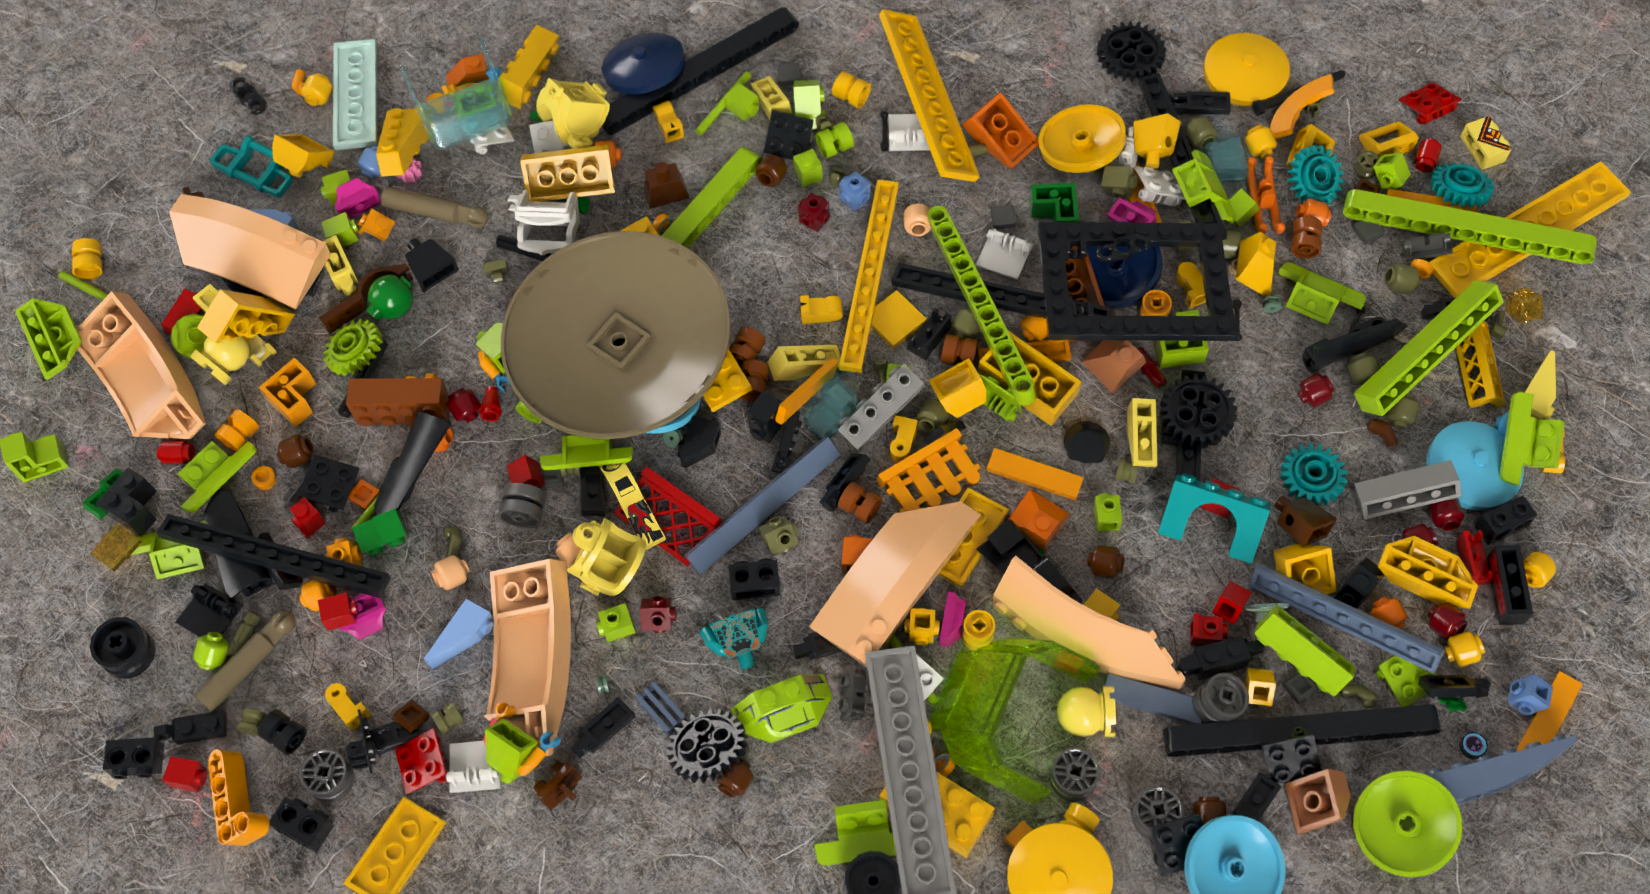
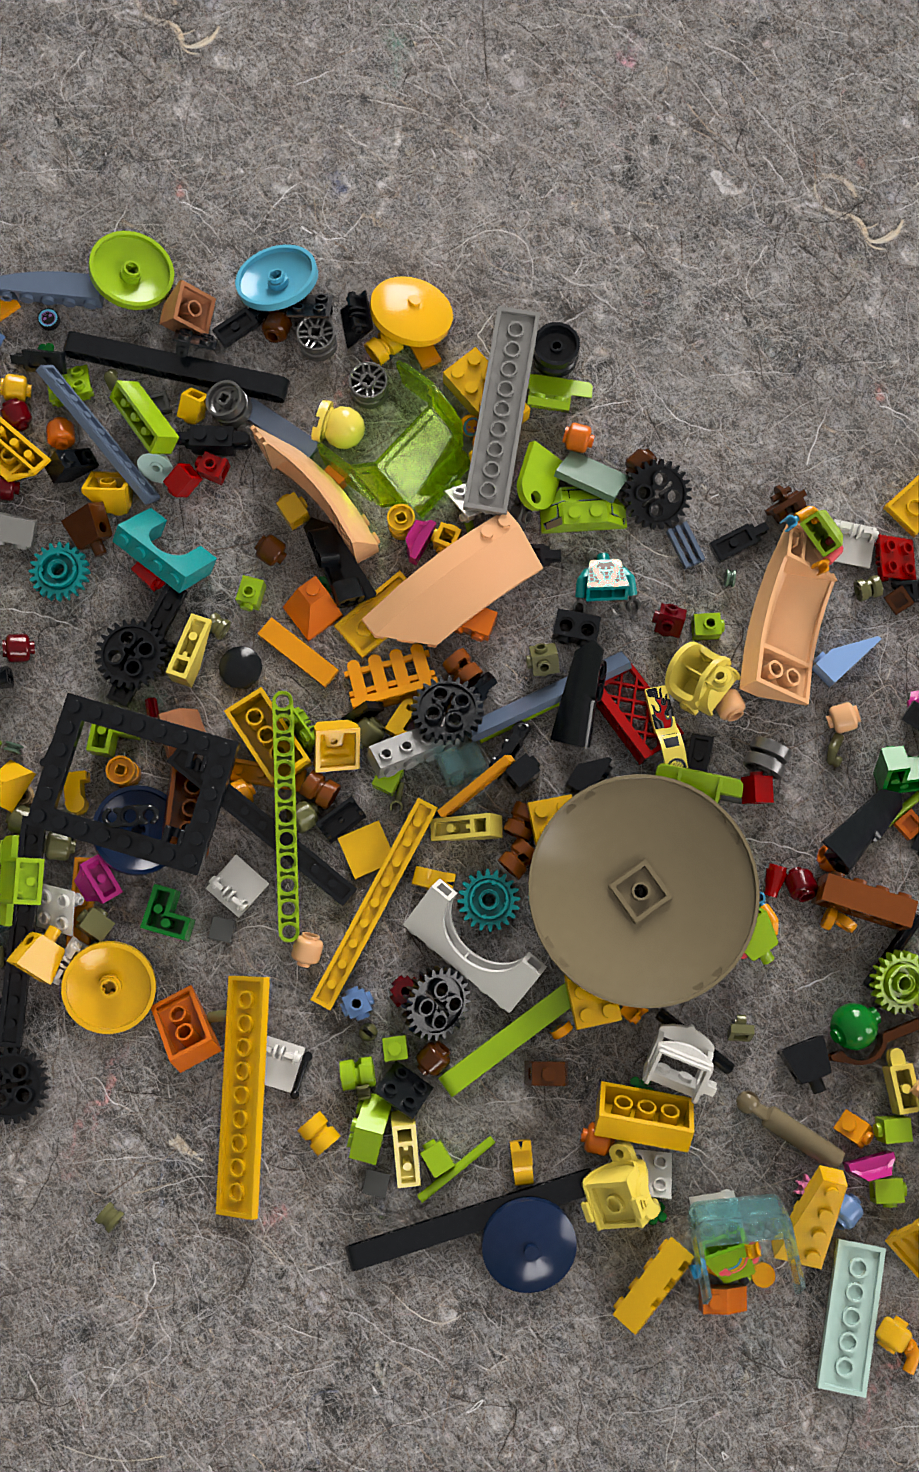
camera: 165 degrees left, 15 degrees up
(725, 242) = (500, 981): none -> white arch
(728, 499) = (580, 696): none -> black panel
(776, 299) = (484, 914): none -> teal gear
(783, 204) = (449, 995): none -> black gear
(786, 744) = (591, 476): none -> sand green tile
(814, 787) = (578, 437): none -> orange head
(838, 442) = (427, 704): none -> black gear
(843, 721) = (538, 477): none -> lime tile
(1119, 847) = (356, 318): none -> black hinge

